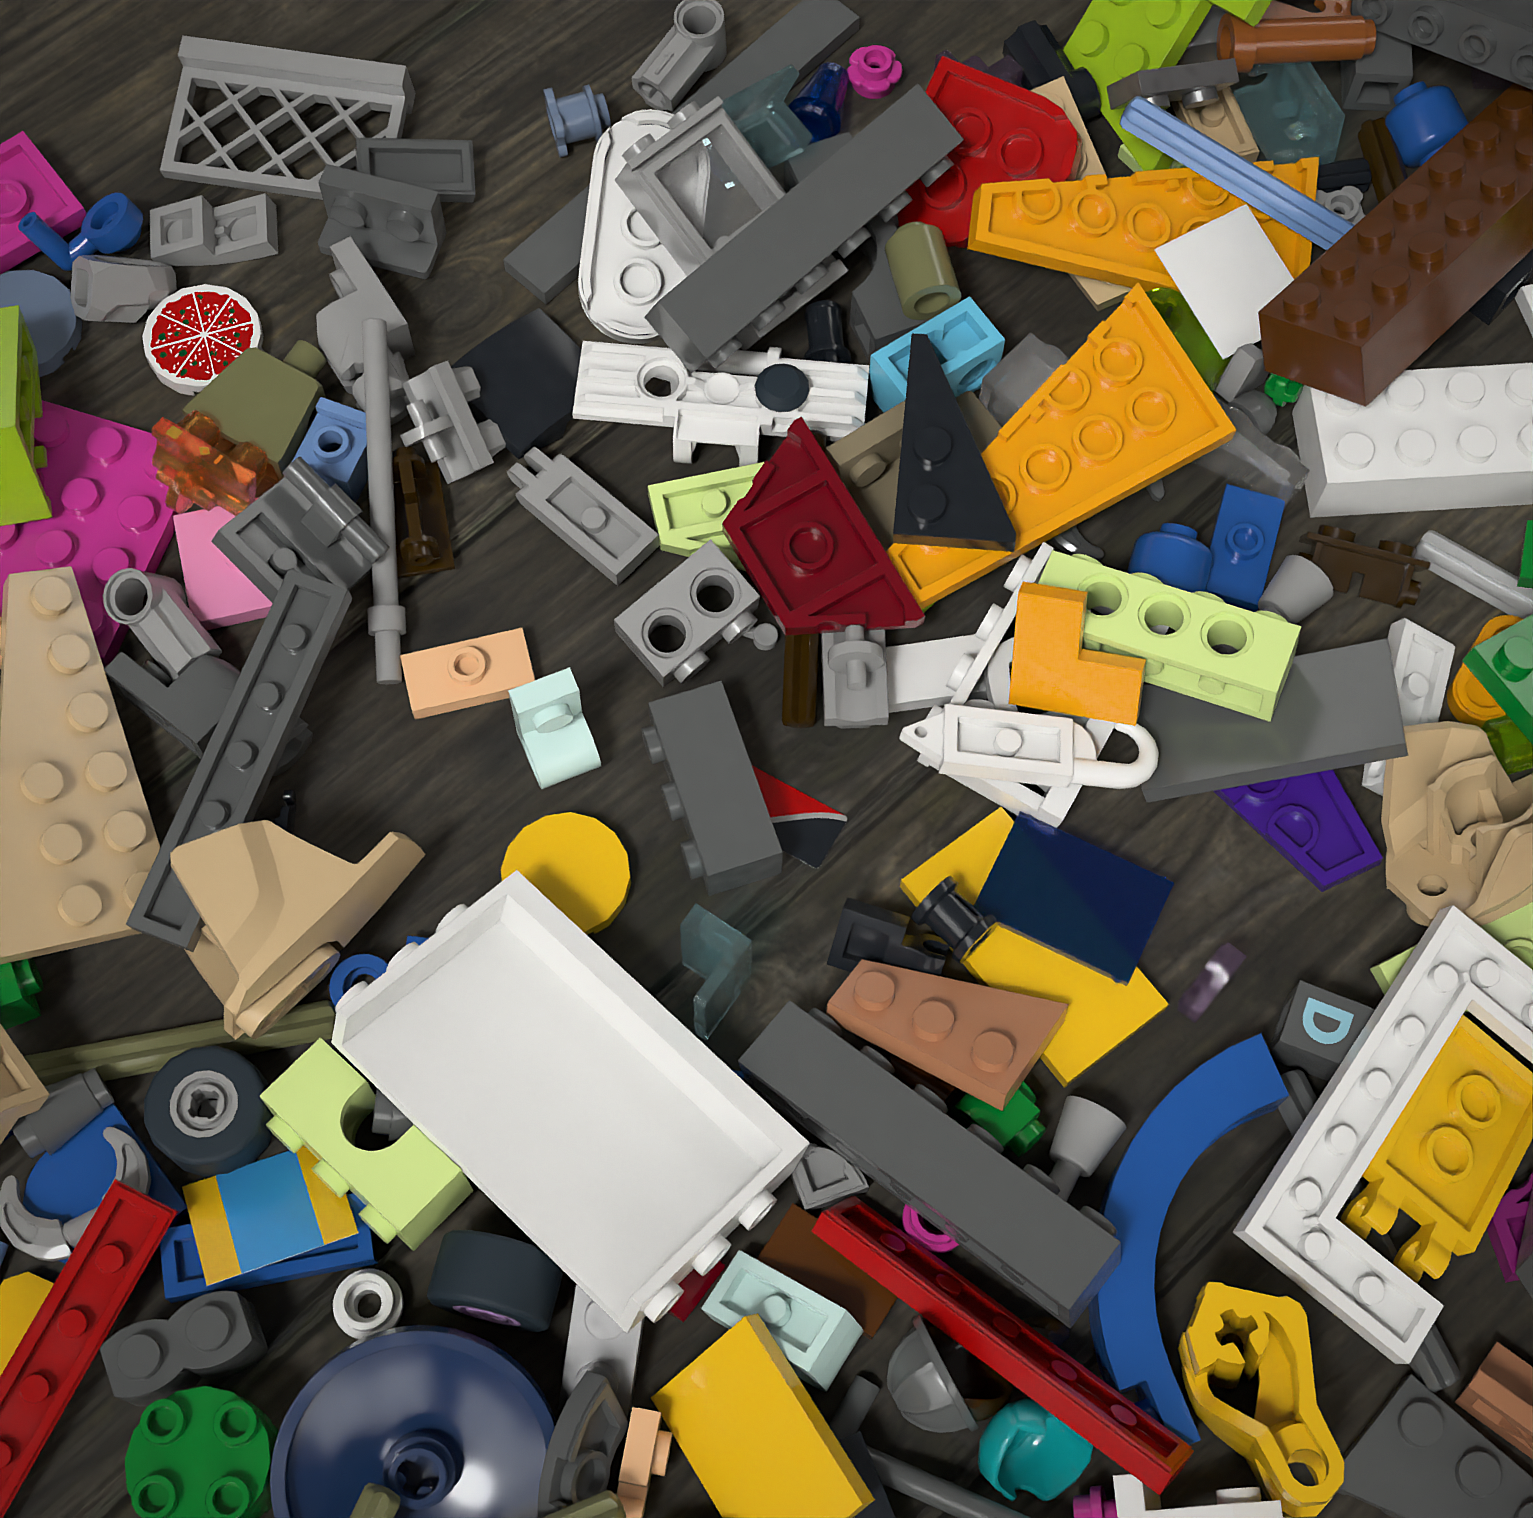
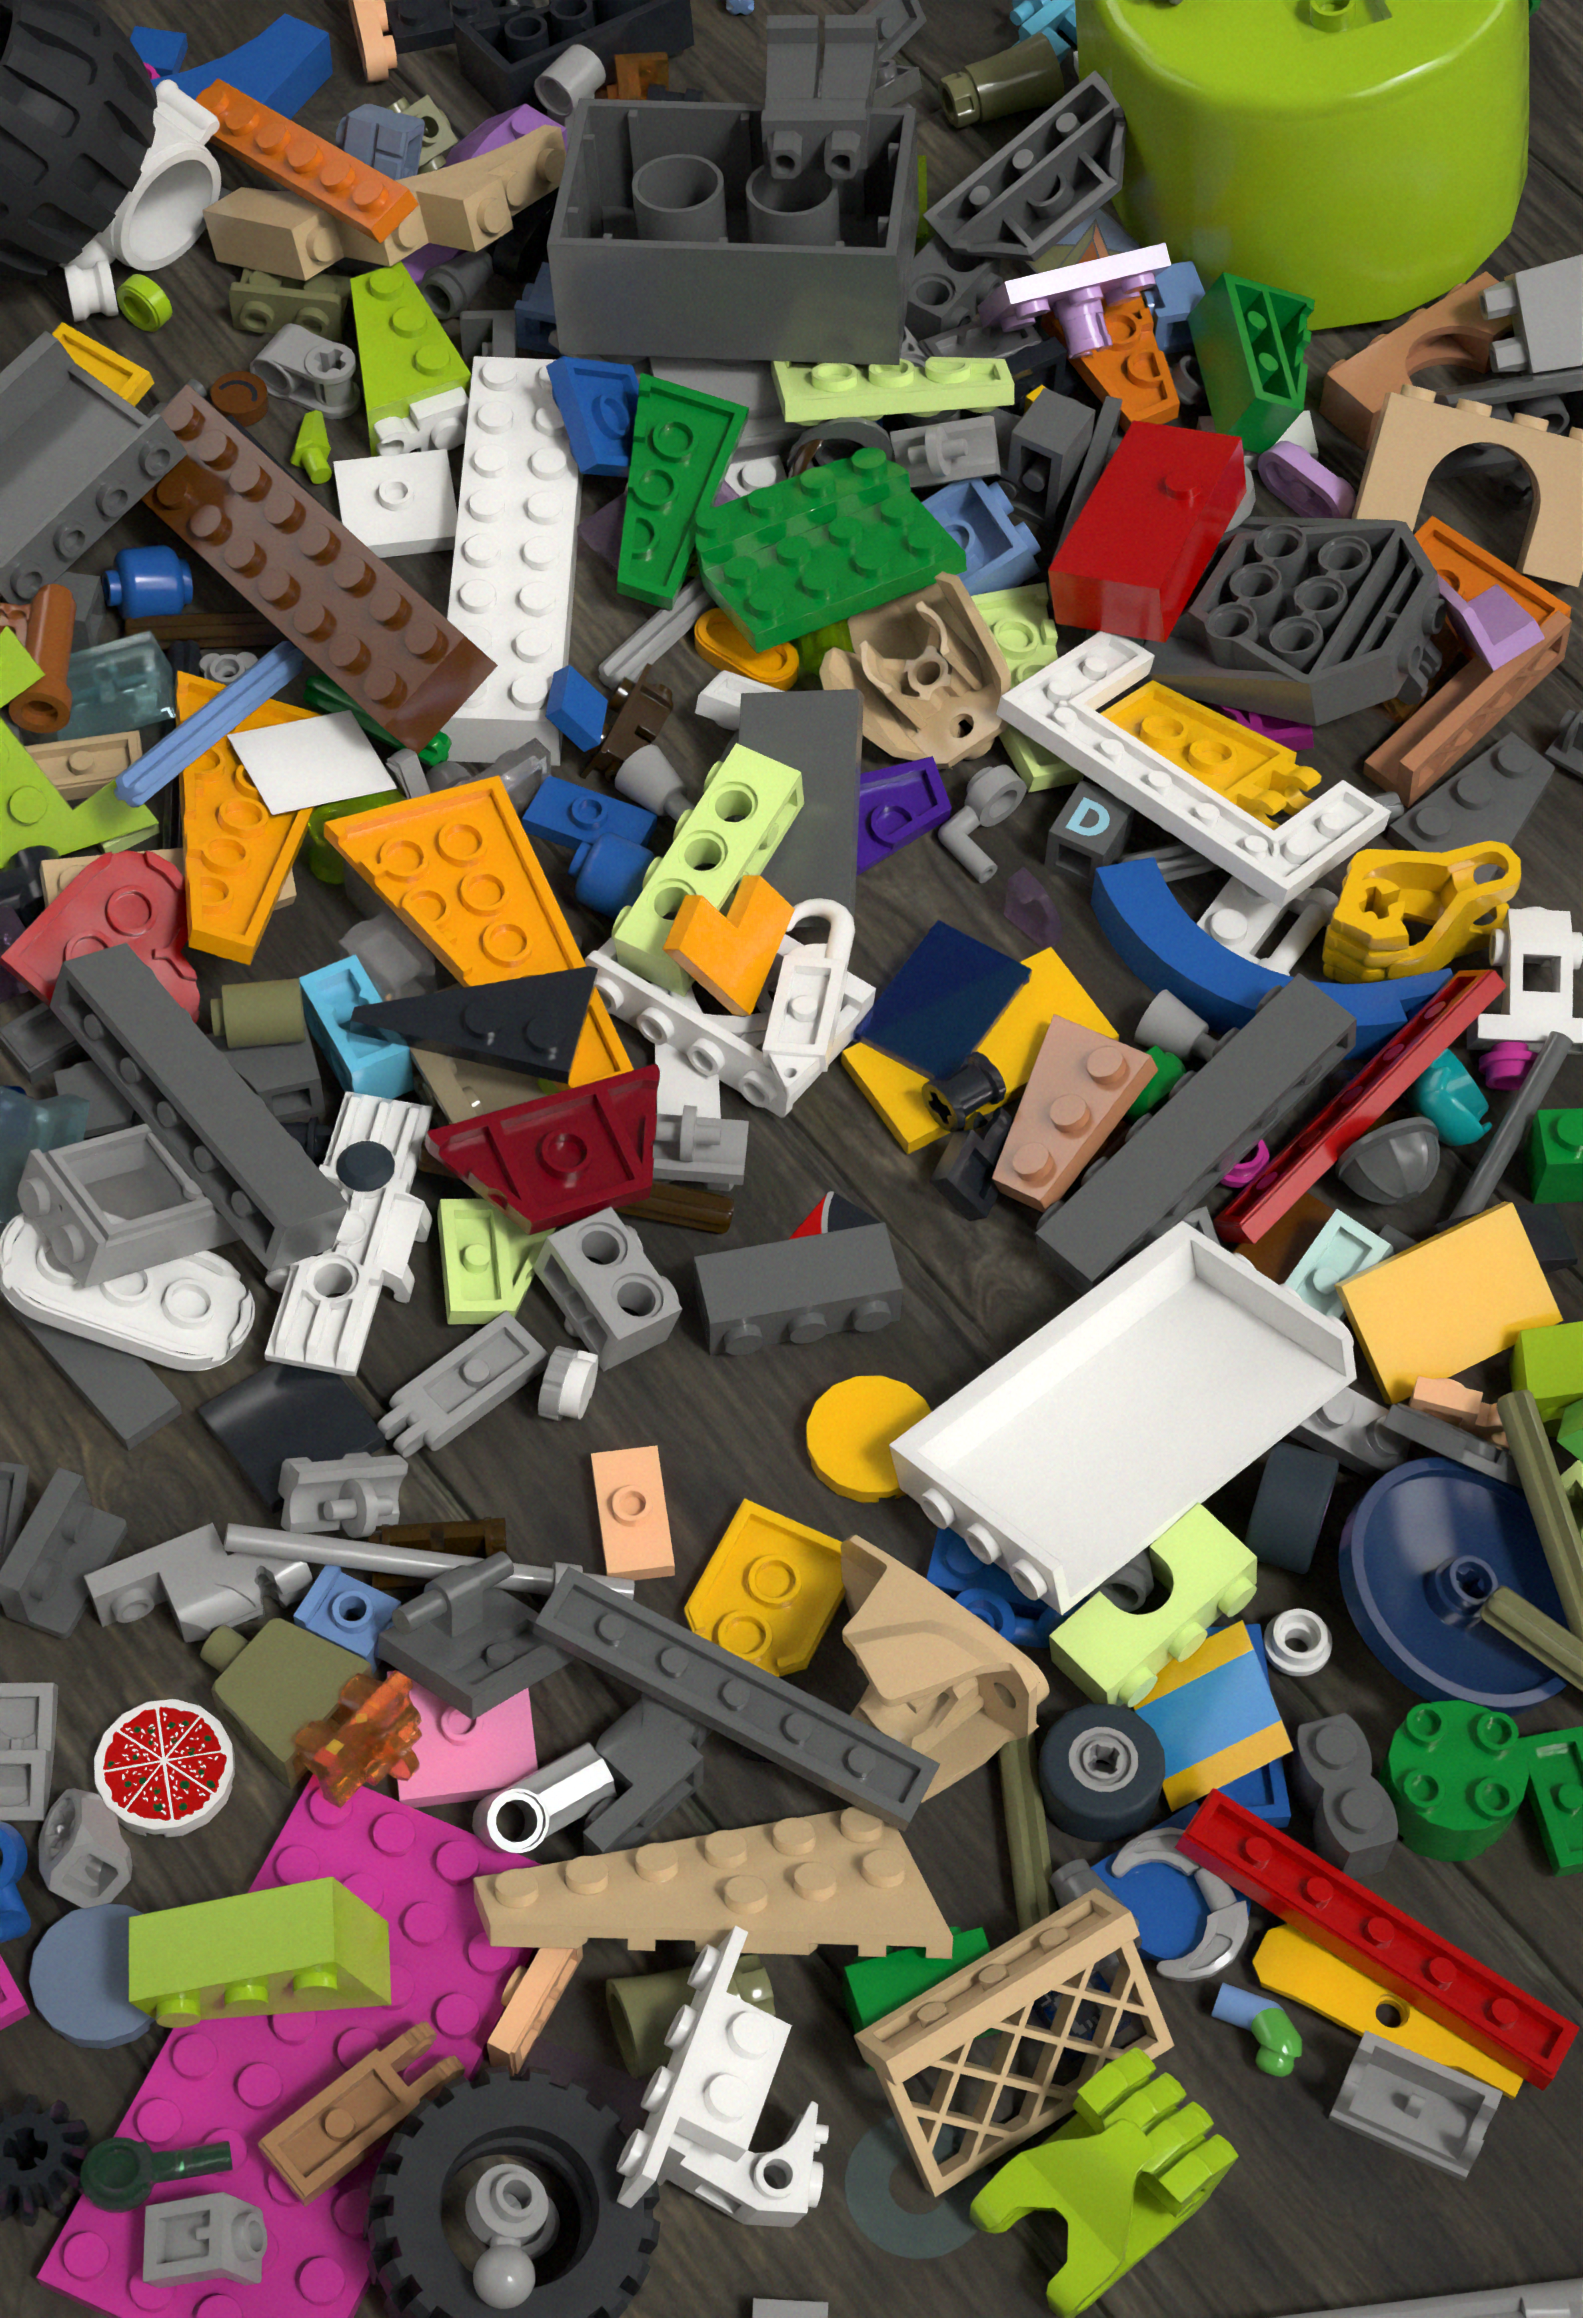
camera: 85 degrees left, 10 degrees down
(387, 785) = (768, 1590): none -> yellow tile
(553, 728) = (724, 1420): light aqua plate -> none
(587, 595) = (567, 1384): none -> piece
(719, 957) = (997, 1282): clear light blue panel -> none
(1191, 83) = (79, 767): flat silver plate -> none
(1218, 1201) = (1245, 919): none -> white plate
(1347, 925) = (990, 799): none -> light grey plate
(1348, 497) = (576, 708): none -> blue tile

